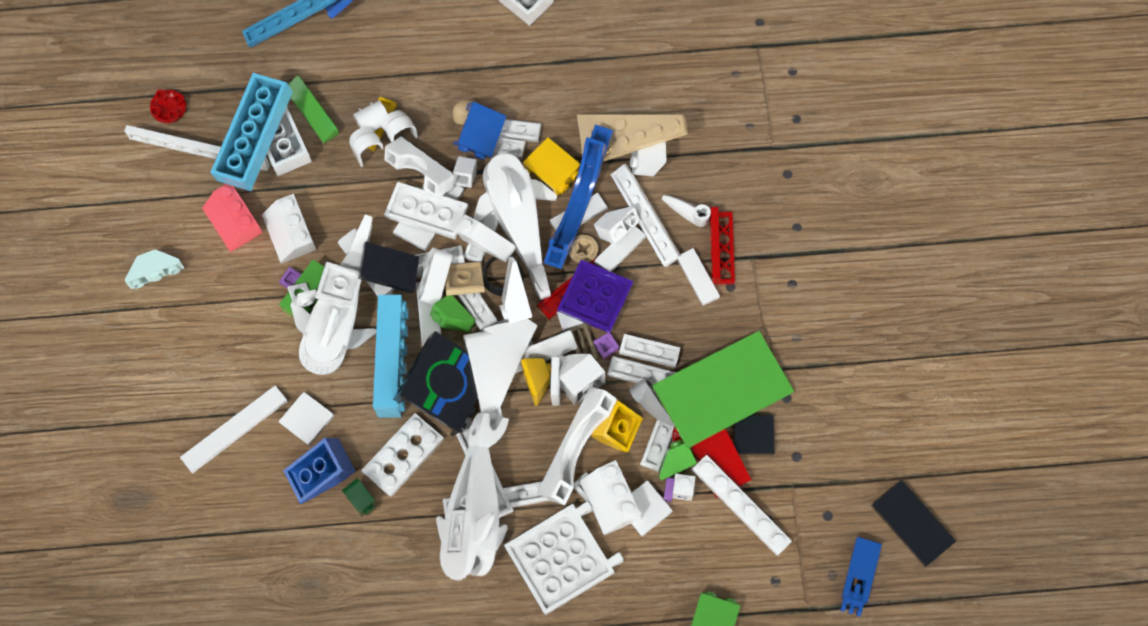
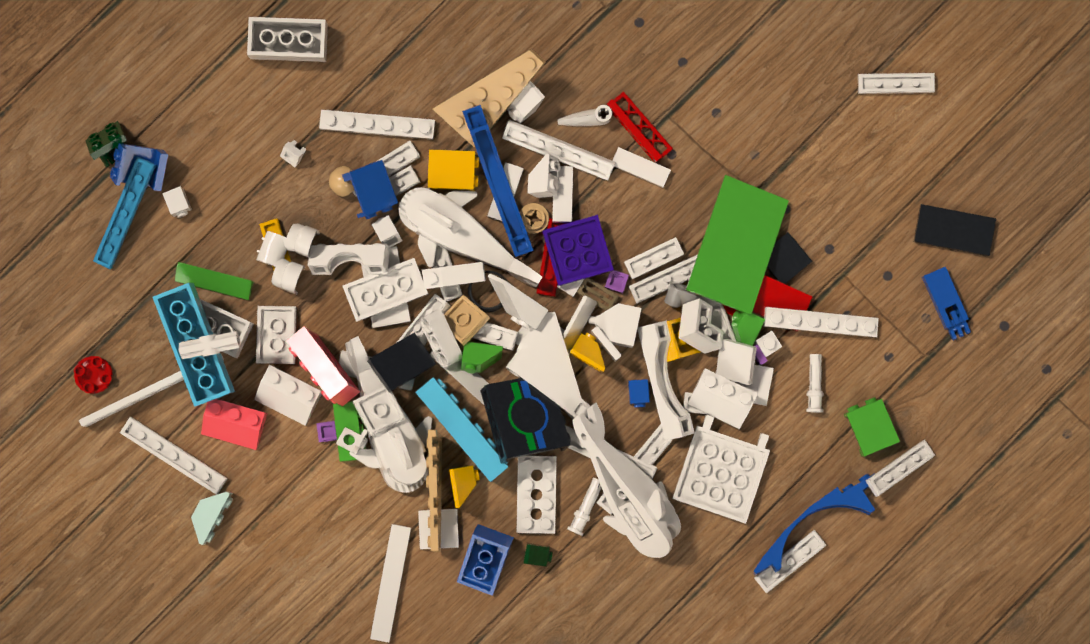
camera: 45 degrees left, 15 degrees up
(169, 207) = (173, 455): none -> white tile
(259, 134) = (209, 345): none -> white piece
(320, 182) = (274, 328): none -> white tile
(329, 224) = (323, 366): none -> brick
(336, 36) = (177, 202): none -> white brick
(343, 365) = (434, 483): none -> tan wing
(352, 397) = (463, 483): none -> yellow slope
(422, 499) = (582, 515): none -> white pin
(447, 68) = (292, 154): none -> white tile
(527, 95) = (377, 124): none -> white plate
(549, 441) = (638, 392): none -> blue brick
(636, 428) = (697, 327): none -> white brick
(646, 478) = (736, 361): none -> white tile
(690, 558) = (815, 394): none -> white pin
(957, 372) = (896, 83): none -> white tile

